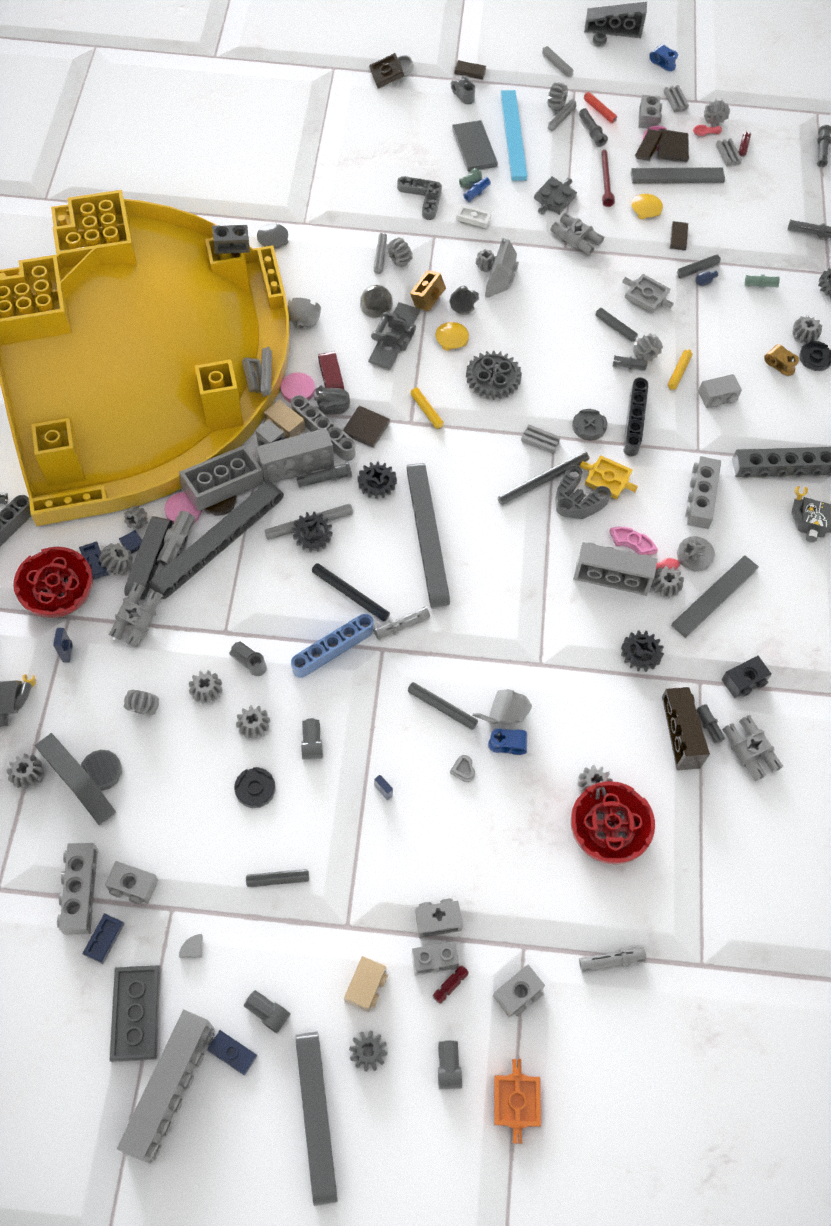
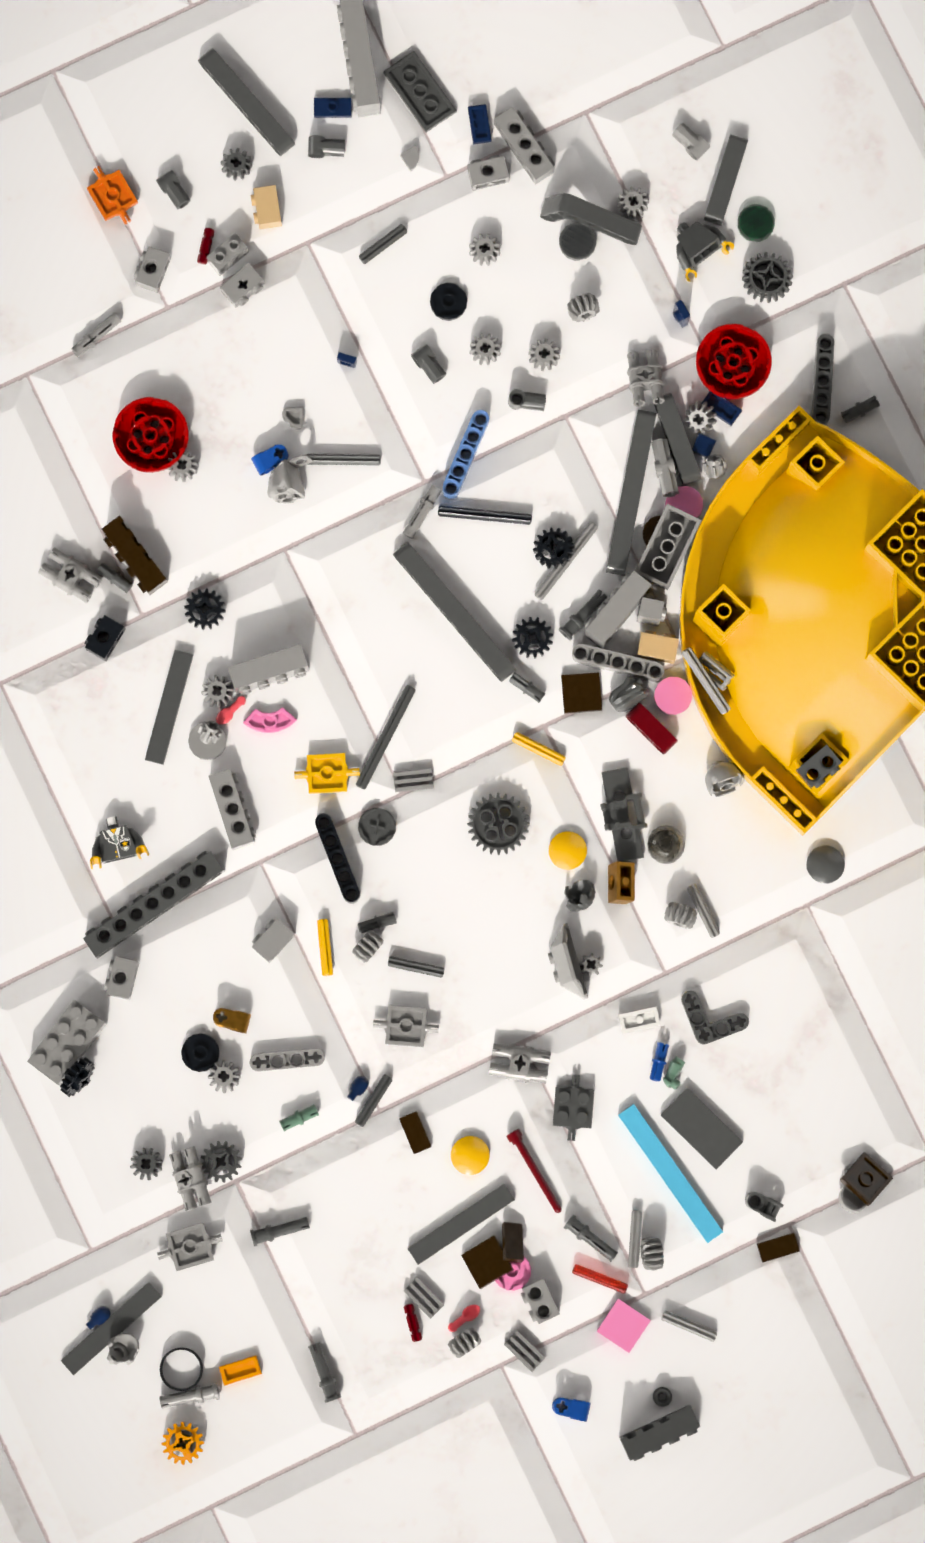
camera: 150 degrees right, 20 degrees up
(192, 804) = (478, 246): none -> light grey gear
(406, 449) = (527, 687): none -> dark grey axle
(586, 508) = (327, 730): dark grey connector -> none
(600, 80) = (623, 1325): none -> bright pink tile
(750, 320) = (287, 1063): none -> light grey beam

